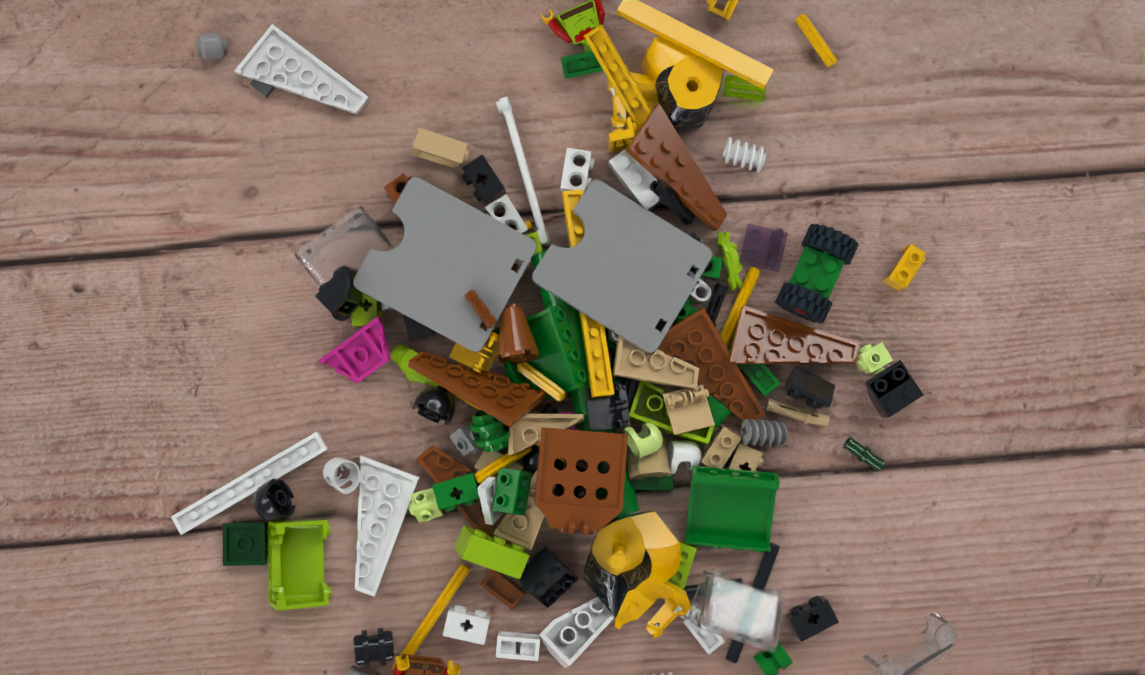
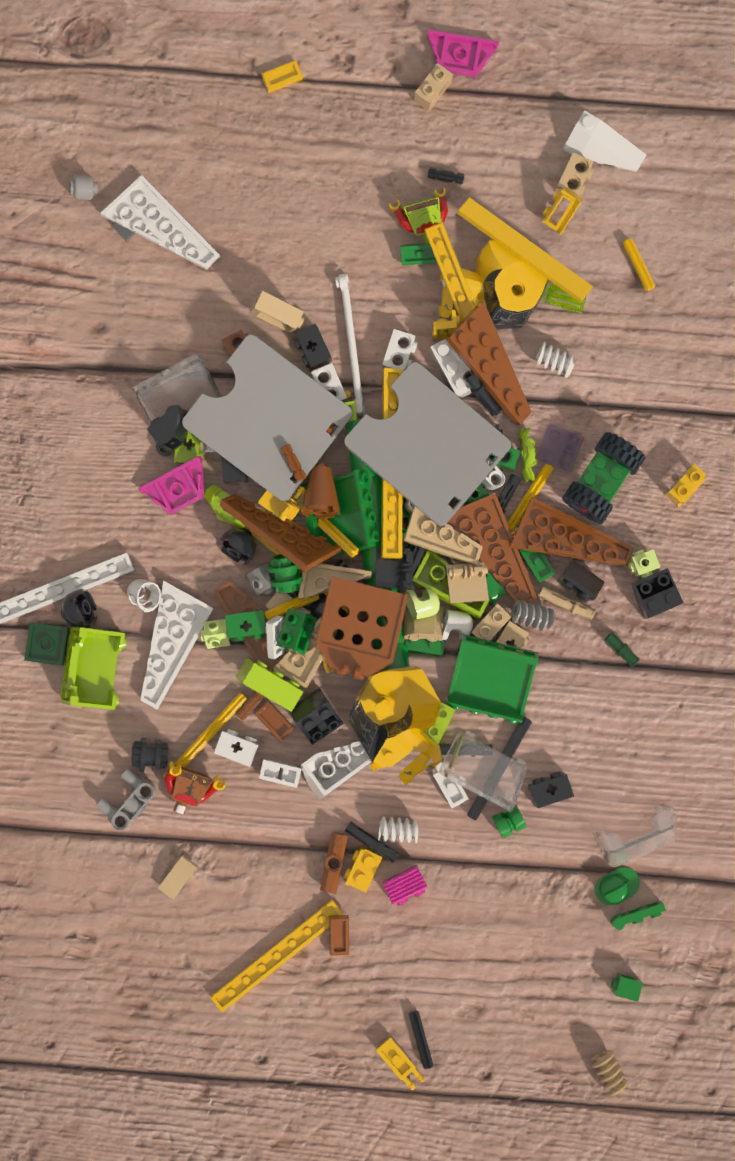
camera: 10 degrees right, 0 degrees up
(472, 578) = (249, 705): none -> dark orange axle

